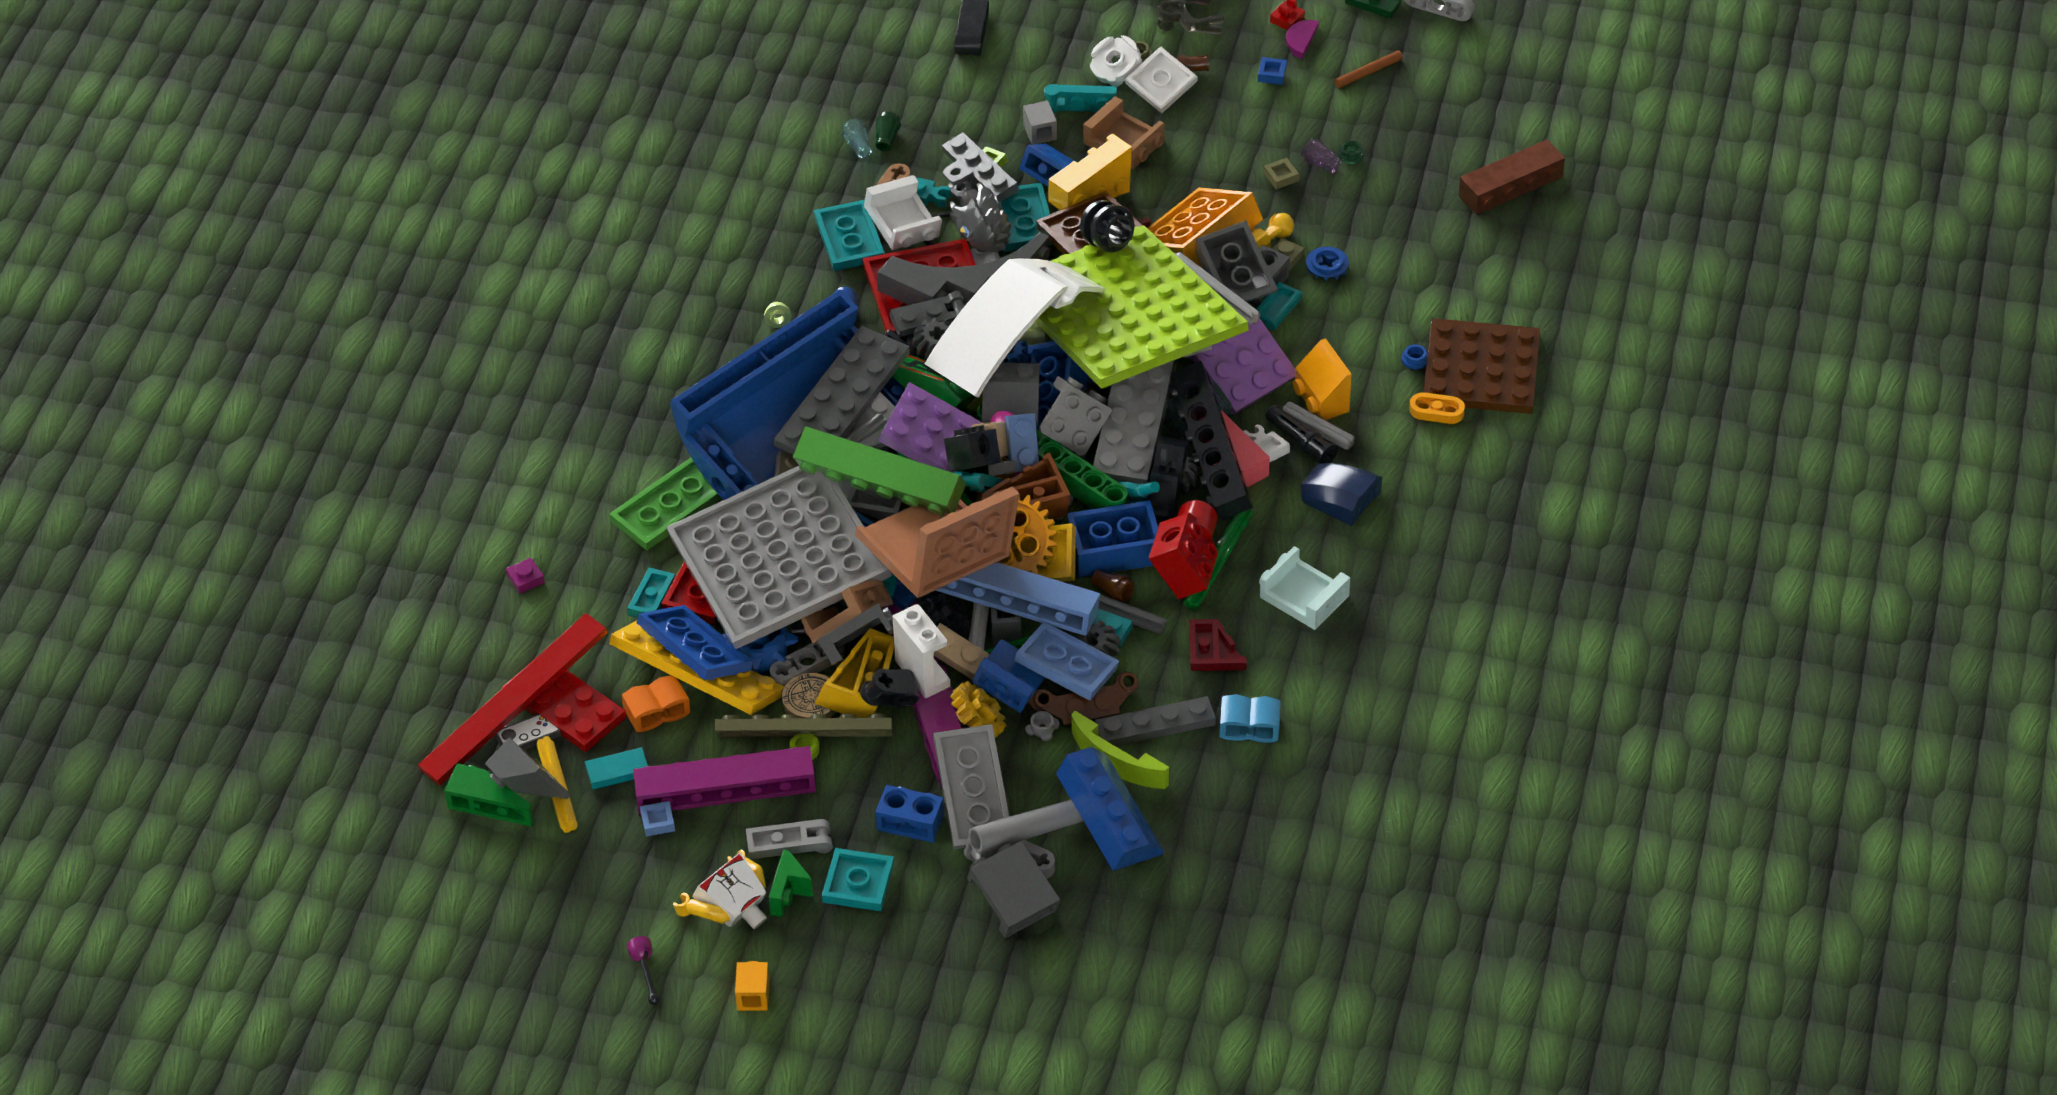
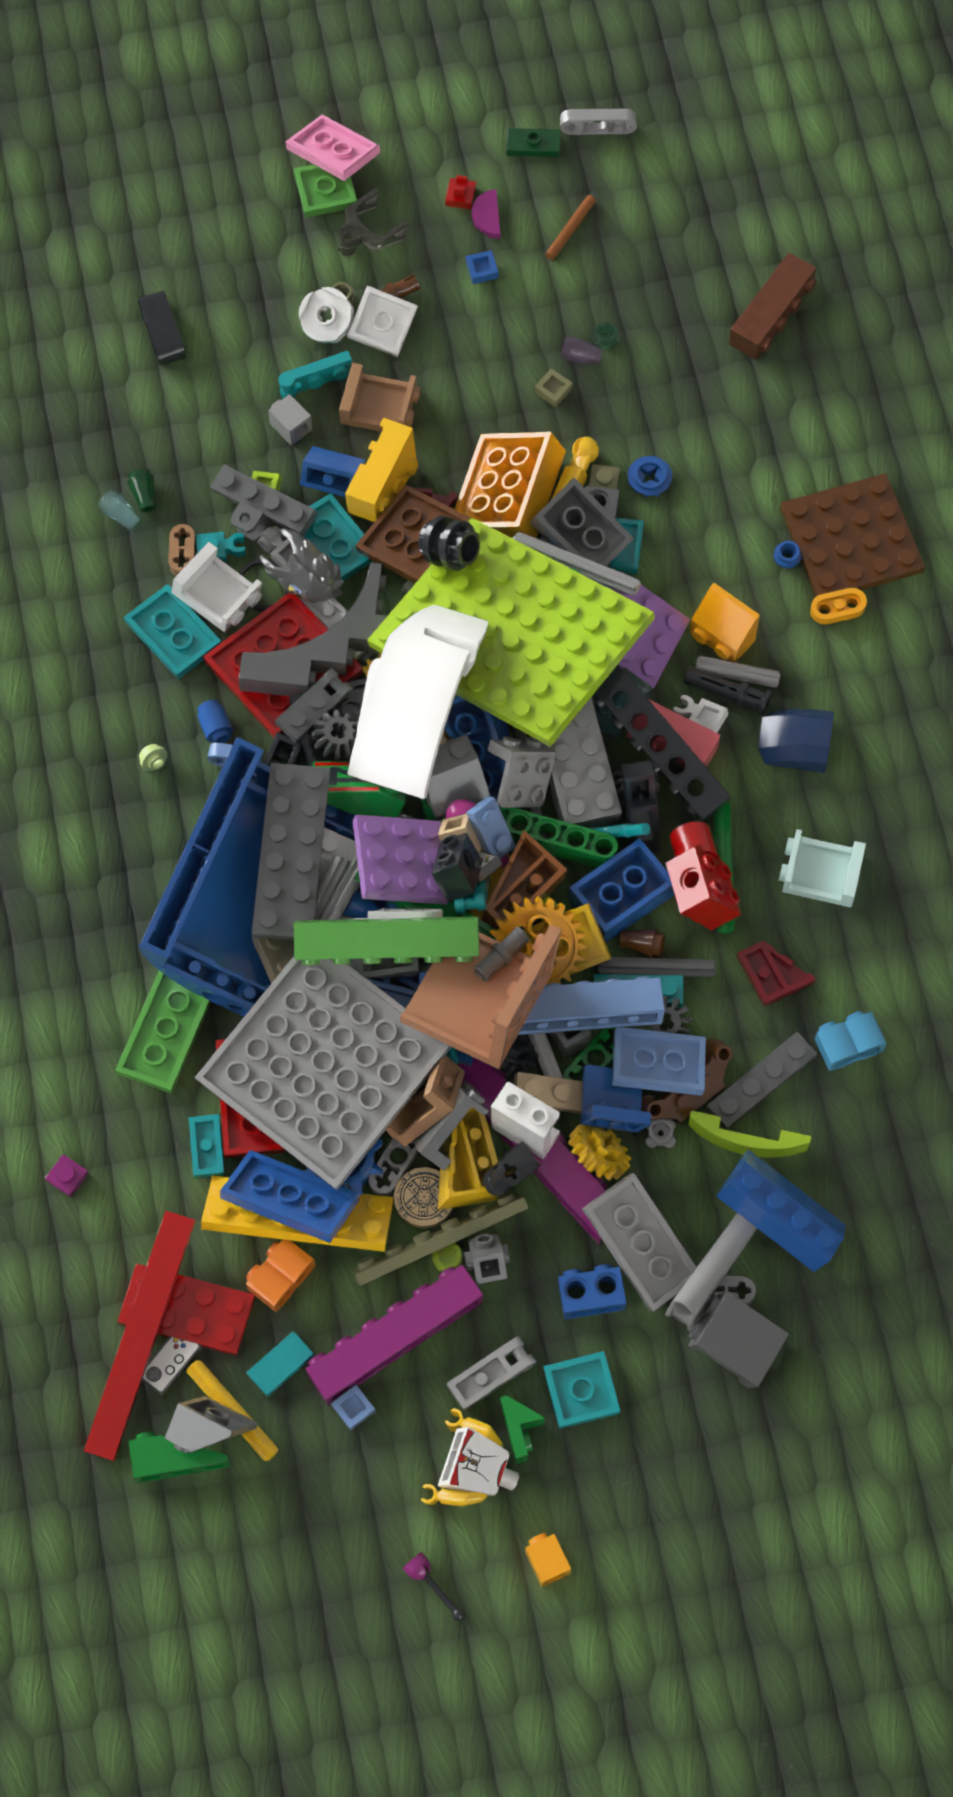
camera: 25 degrees left, 20 degrees up
(826, 757) = (487, 1258): none -> dark grey brick

